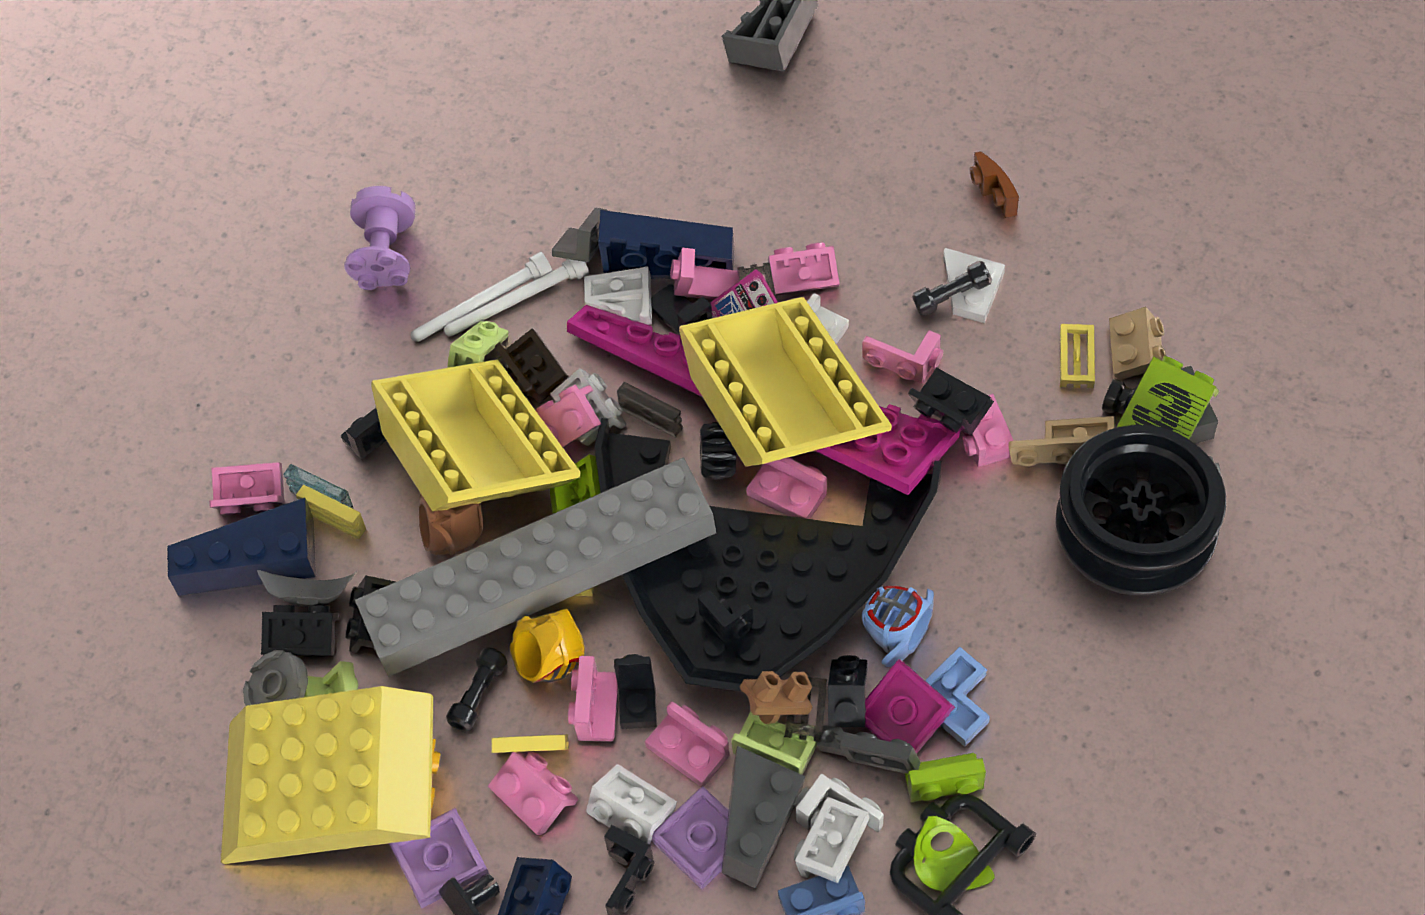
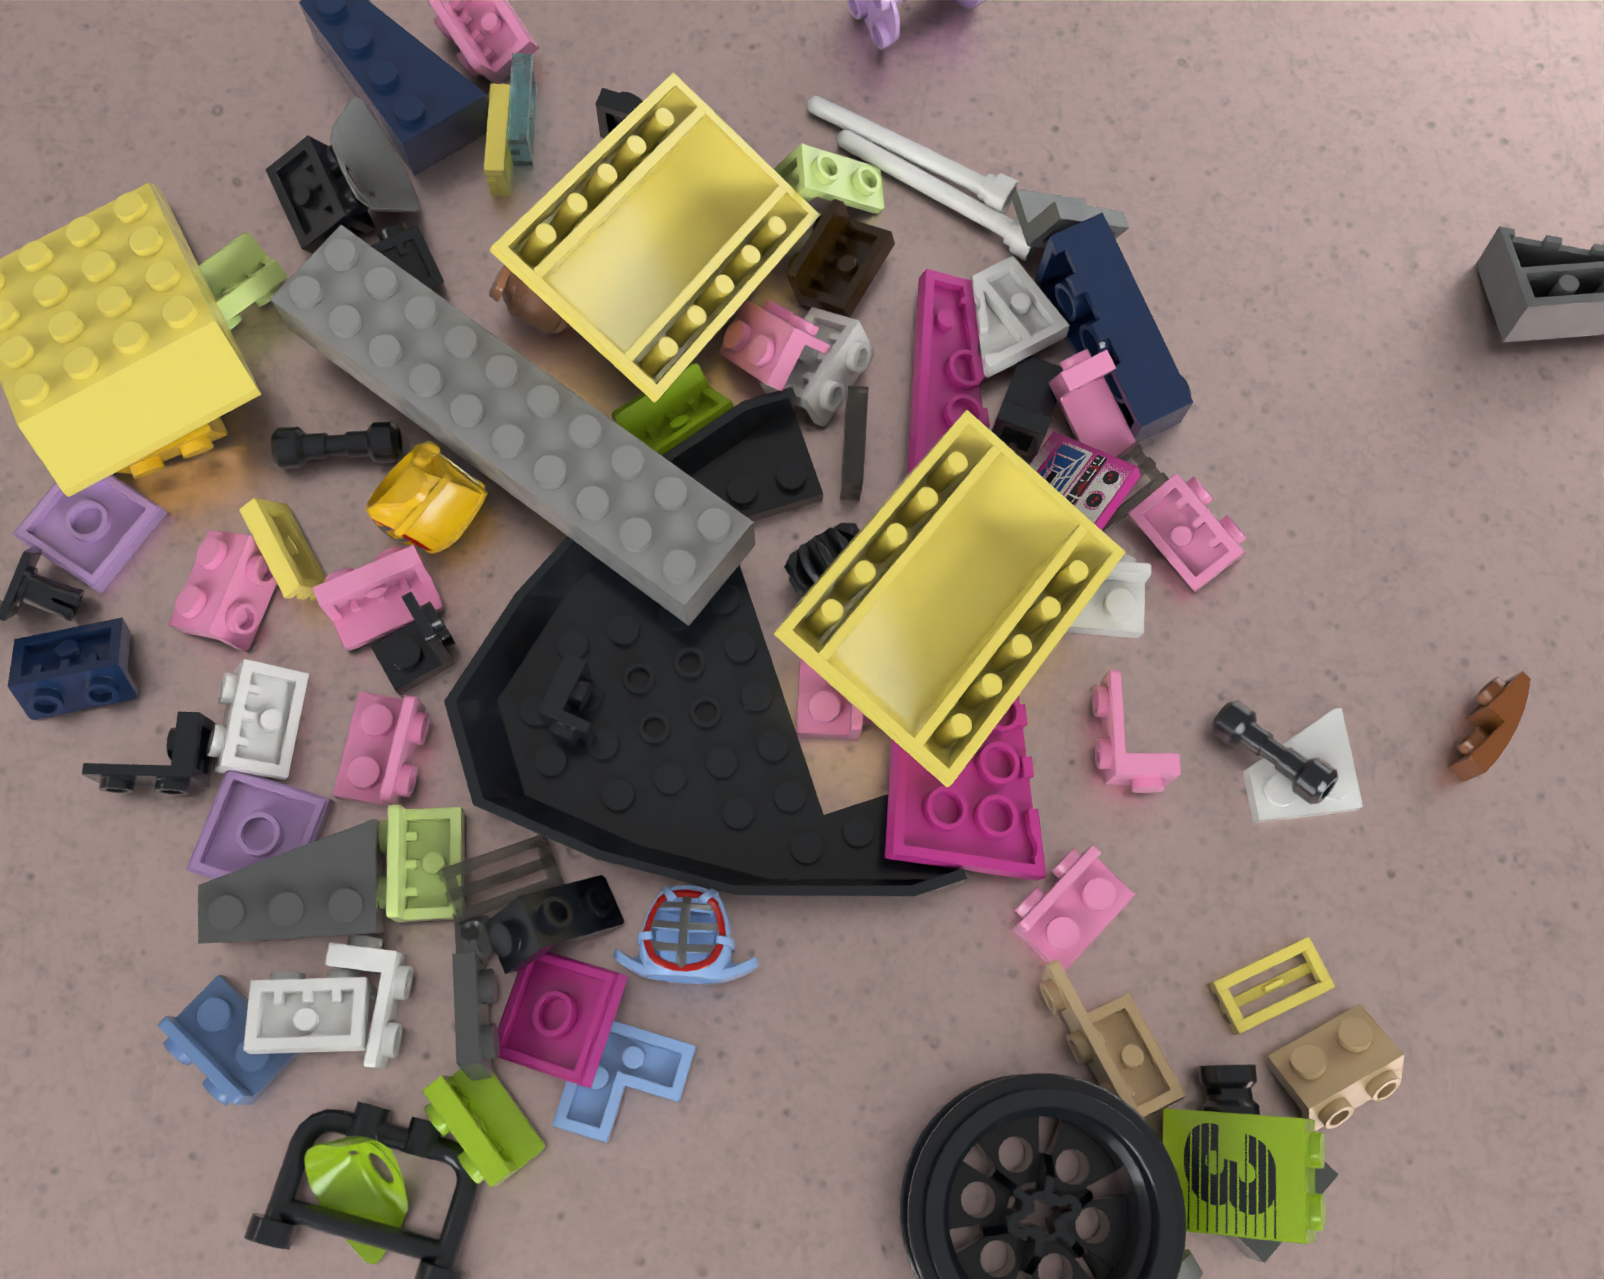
camera: 50 degrees right, 15 degrees up
(276, 678) = (226, 208): light grey tile -> none
(776, 697) = (472, 834): medium nougat hips -> none
(952, 401) = (1072, 845): black bracket -> none

